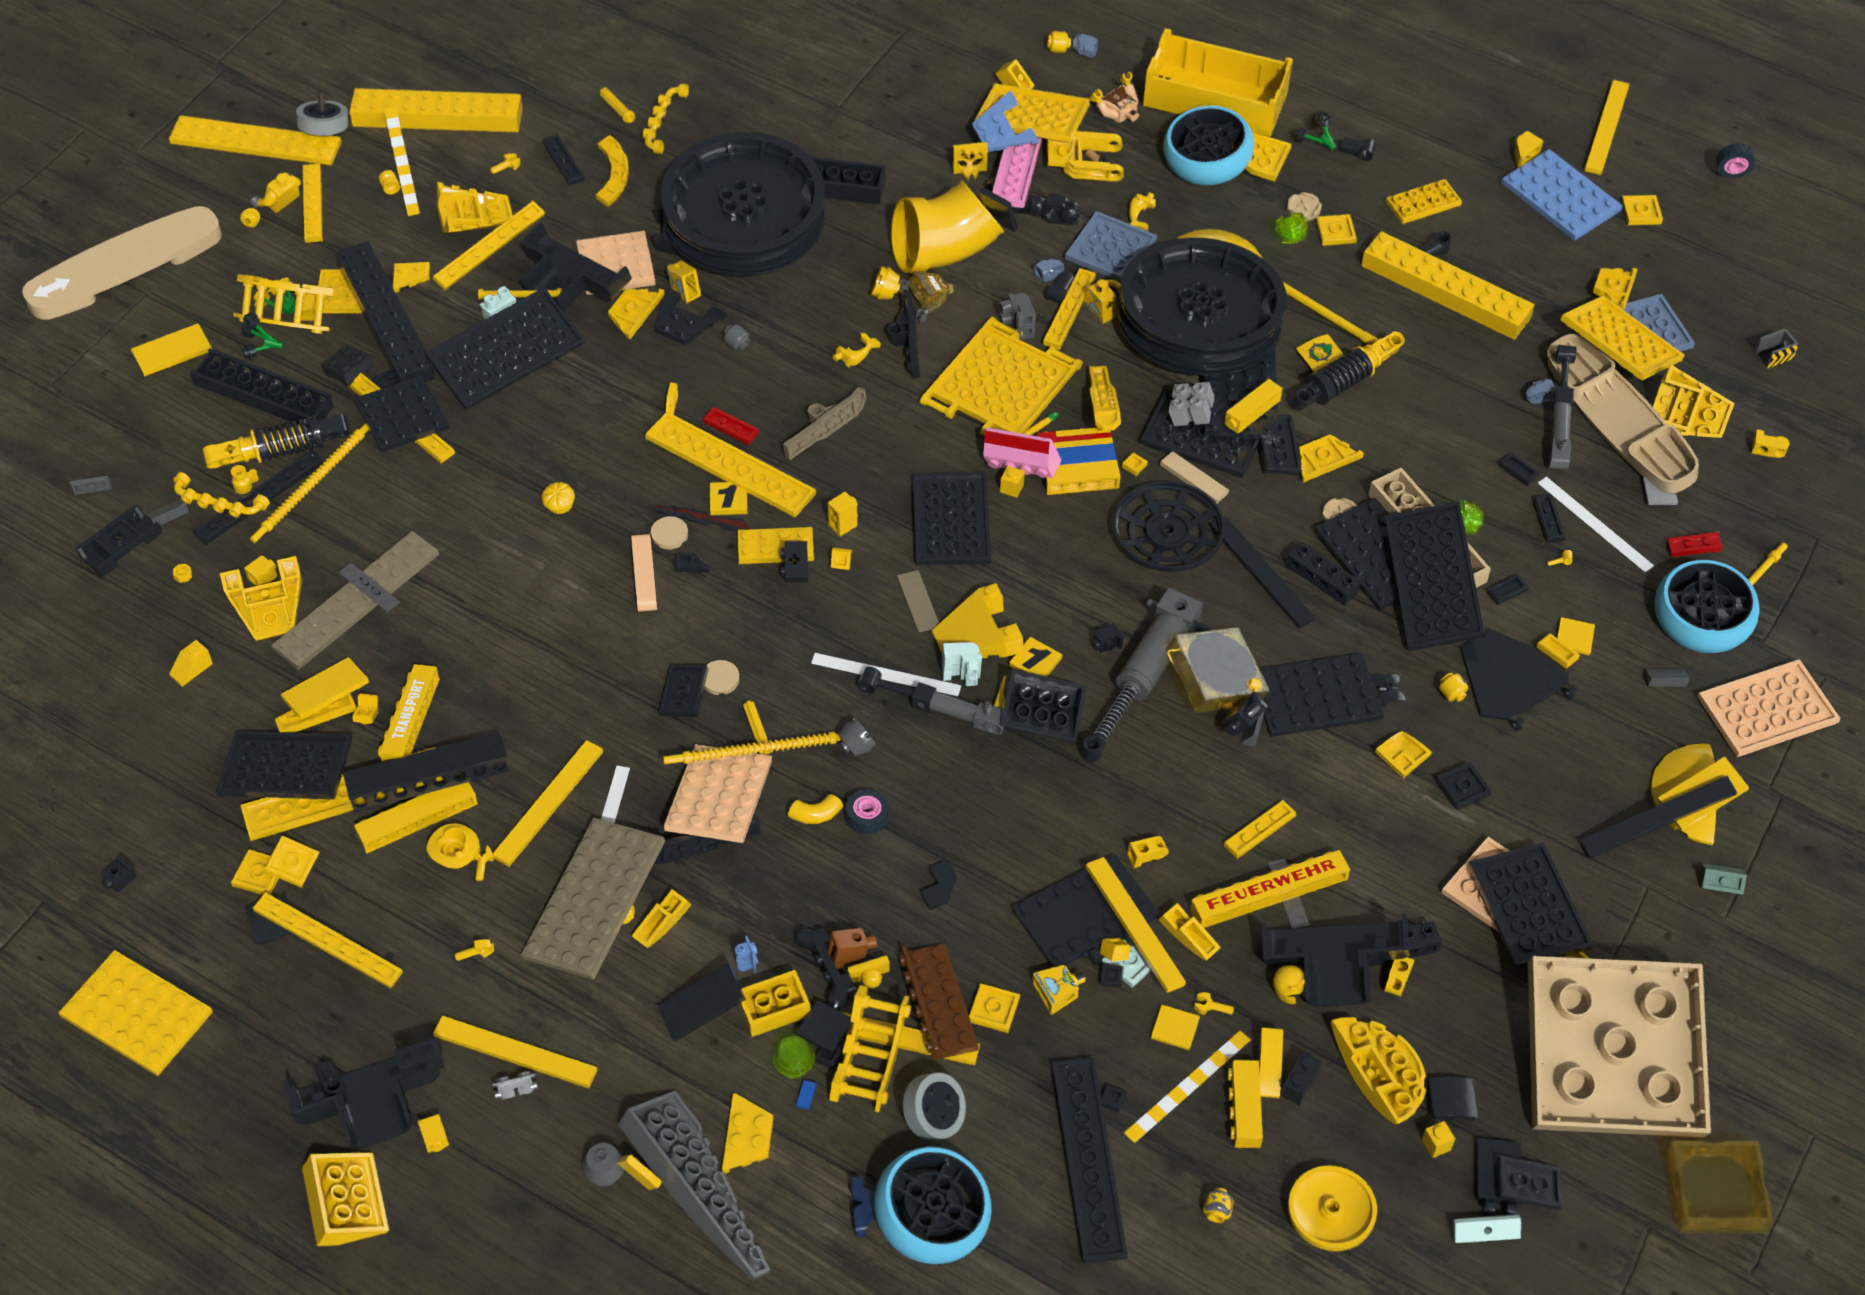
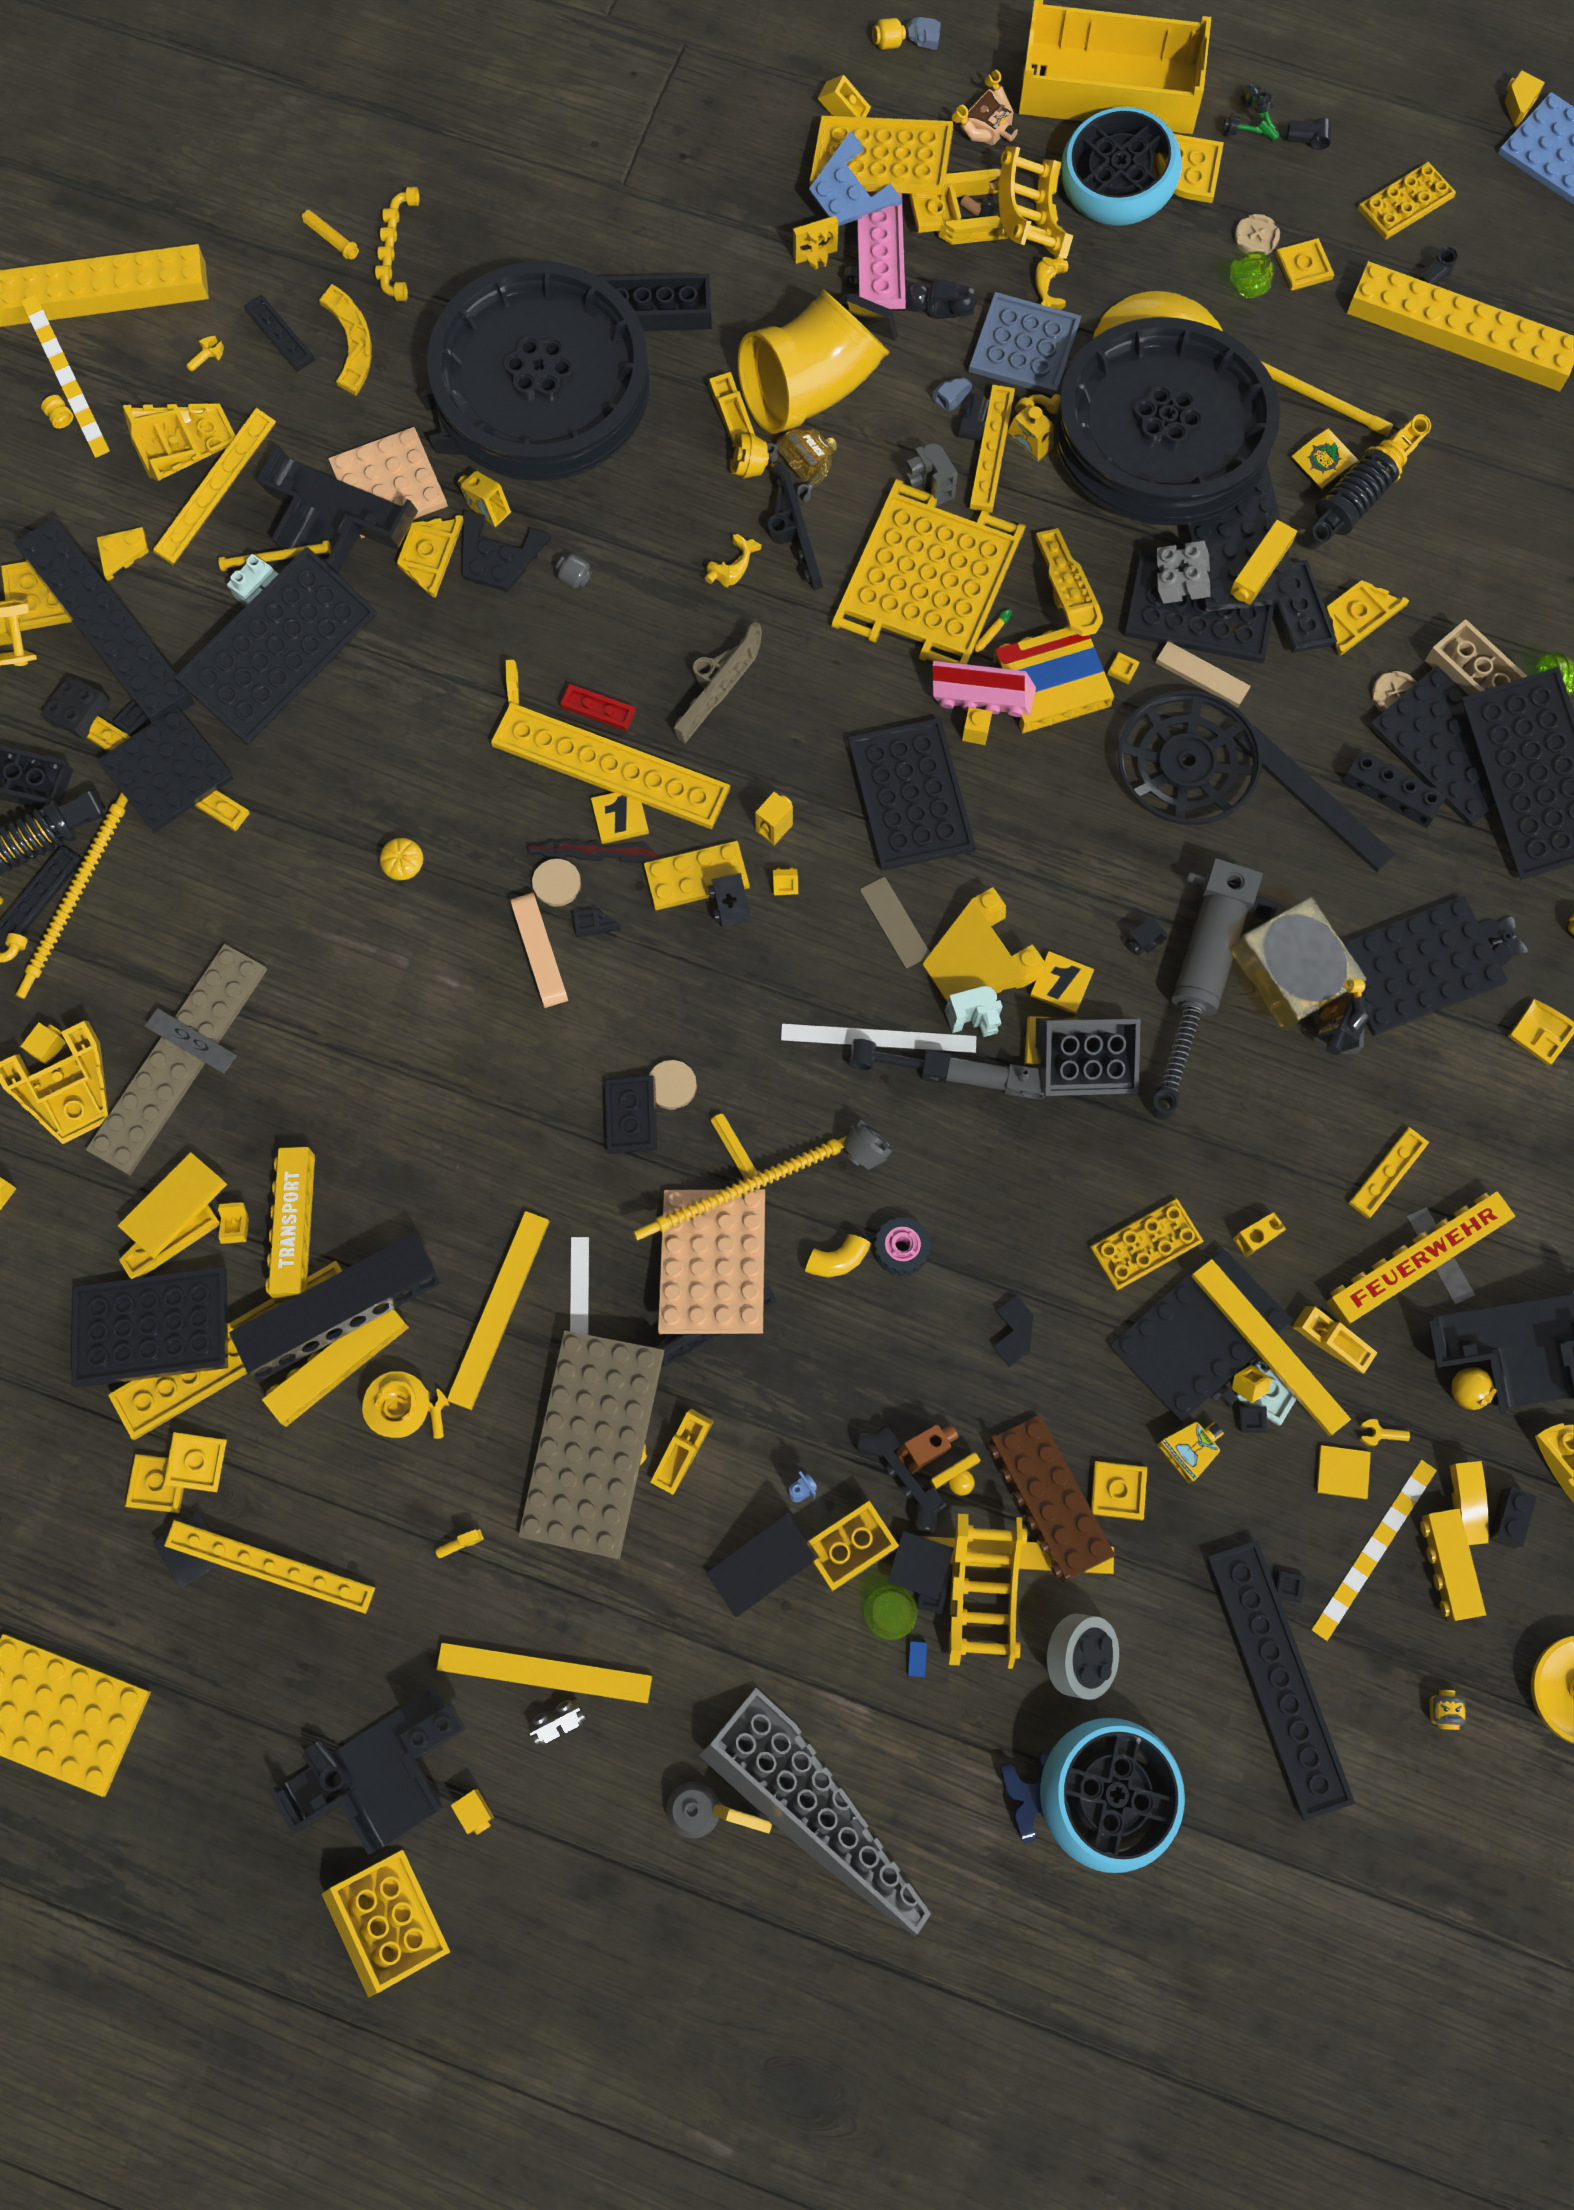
camera: 10 degrees left, 20 degrees up
(747, 1134) = (858, 1729): yellow wing -> none
(880, 249) = (730, 405): none -> yellow slope
(1057, 845) = (1146, 1244): none -> yellow tile
(1145, 179) = (1045, 216): none -> yellow fence

